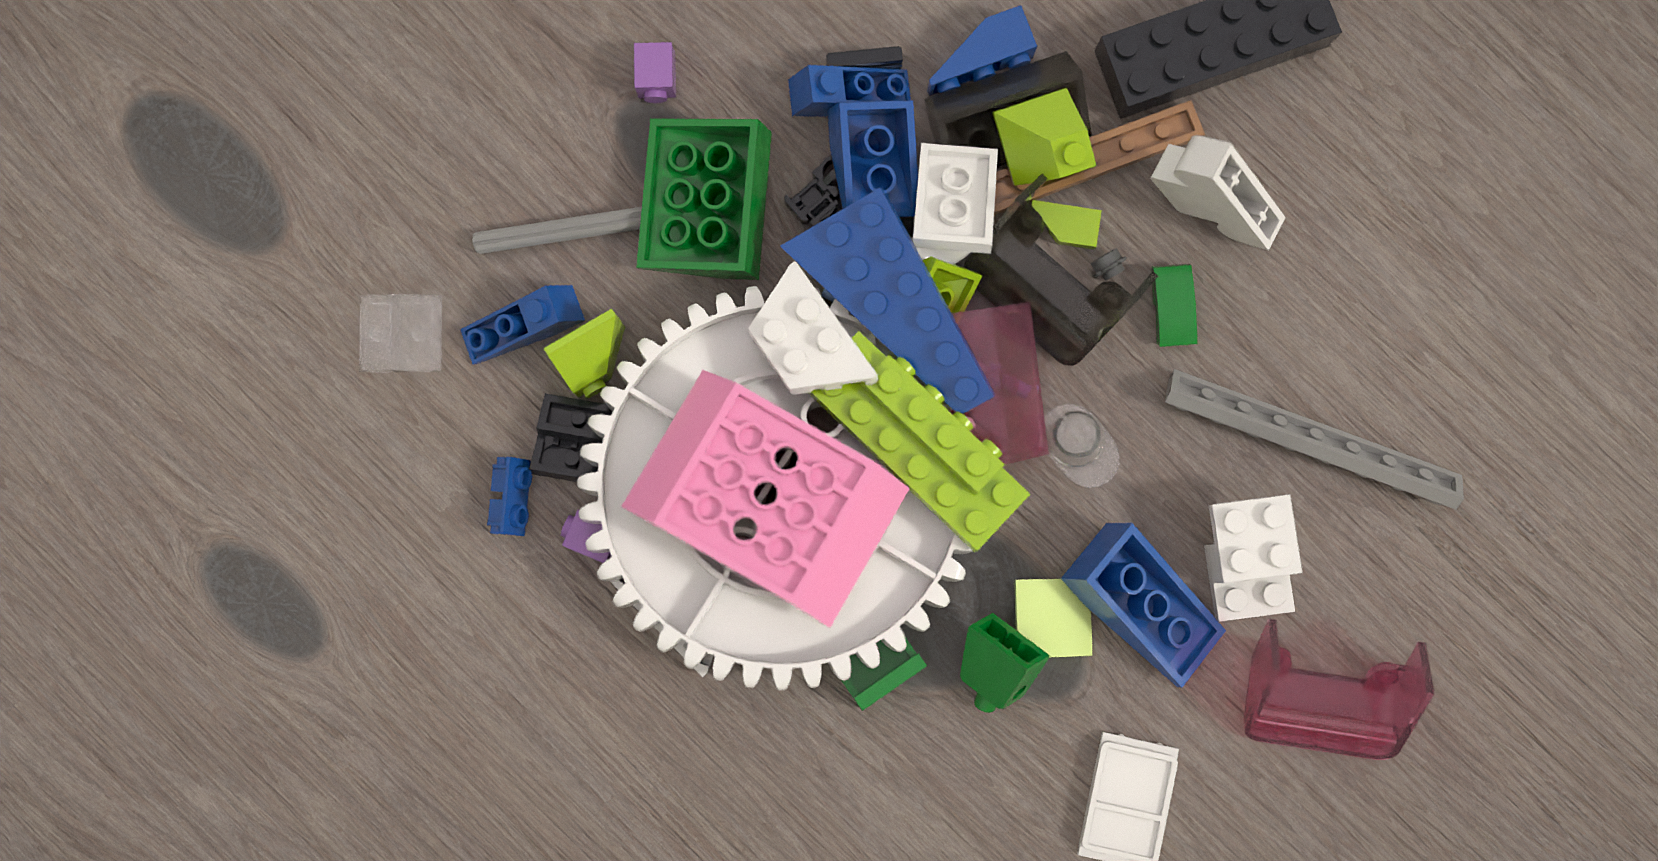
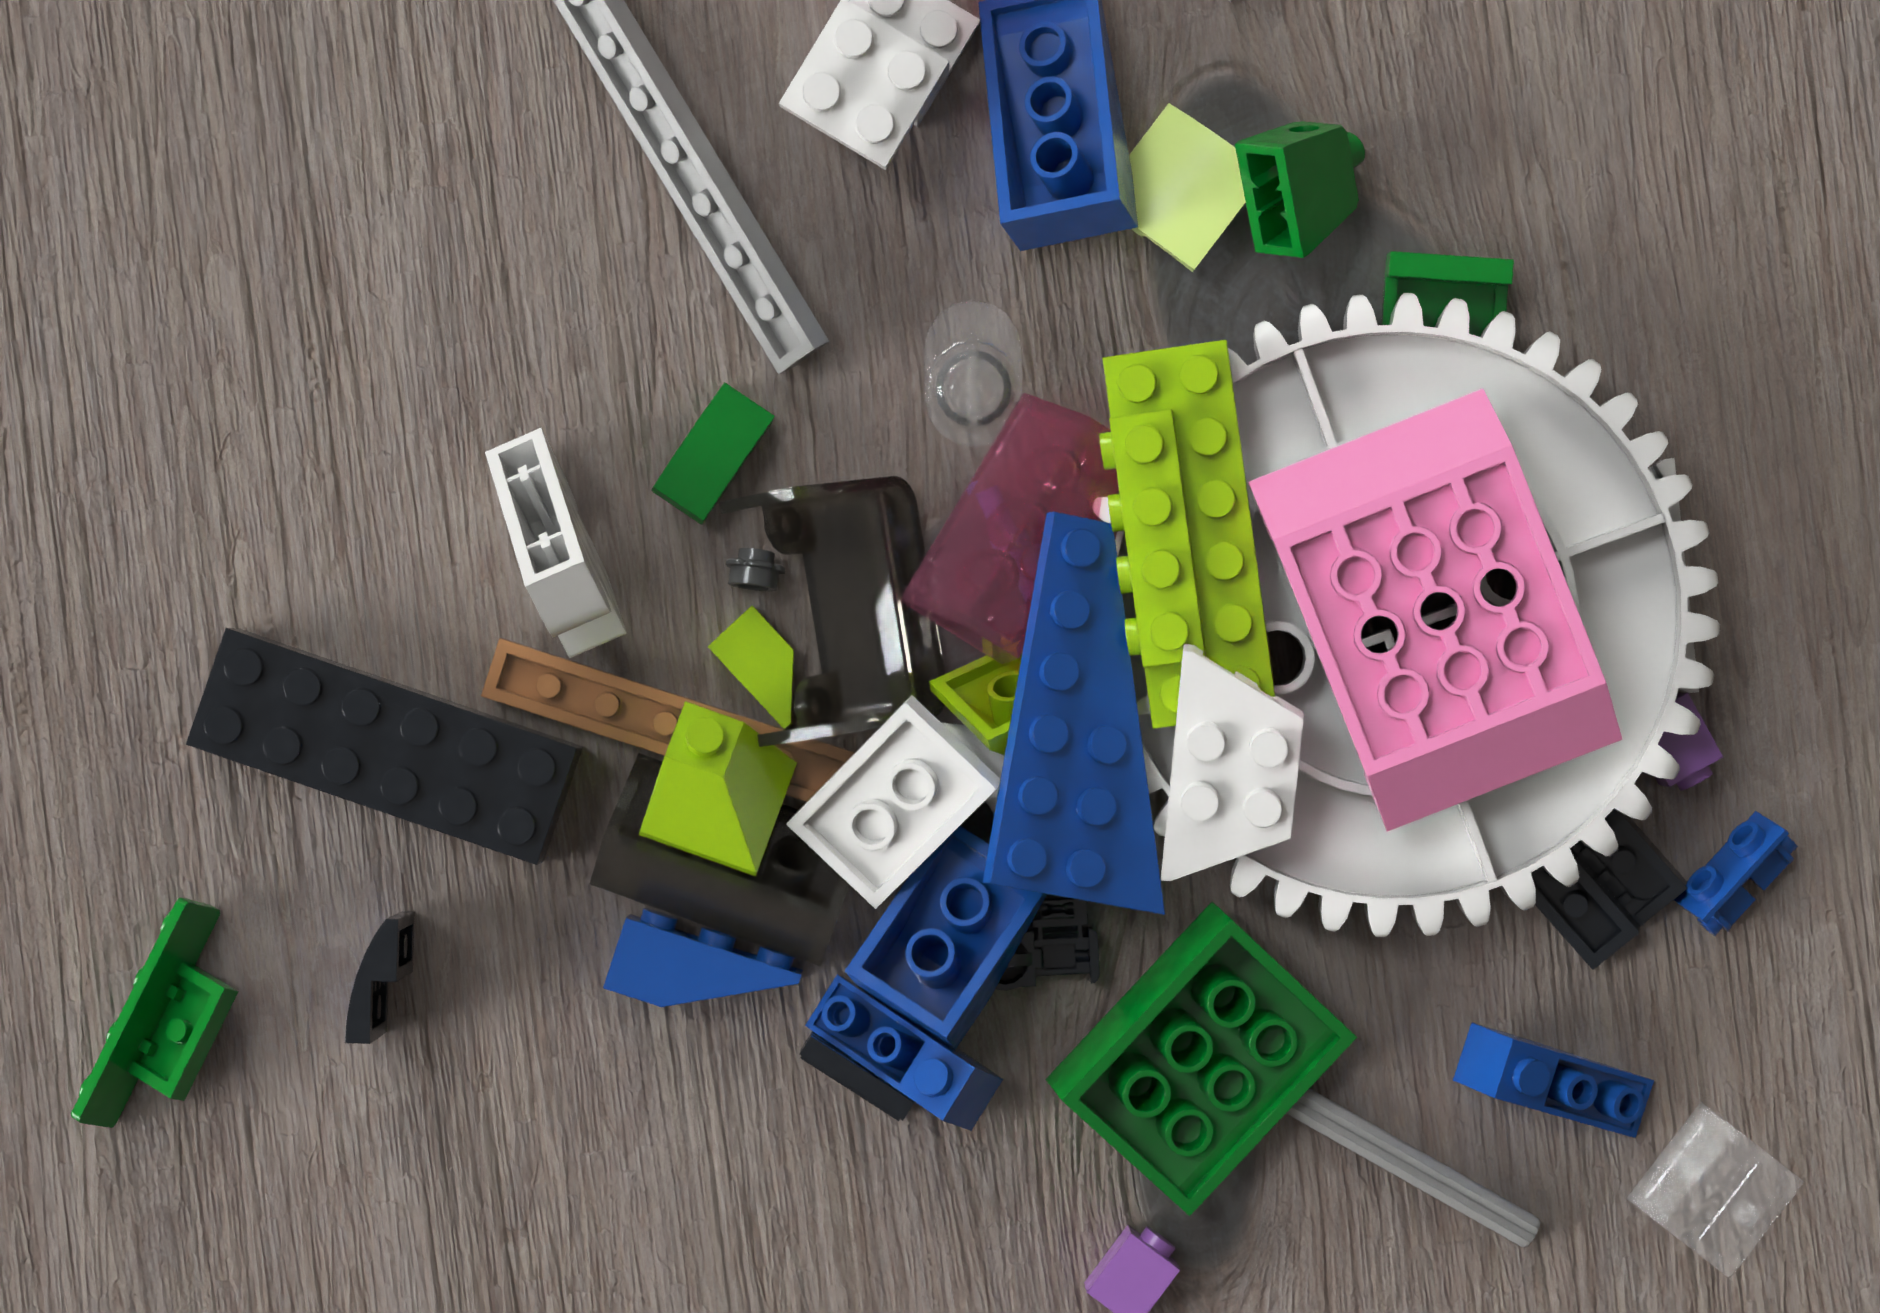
camera: 140 degrees left, 5 degrees up
(588, 354) = (1505, 969): lime slope -> none

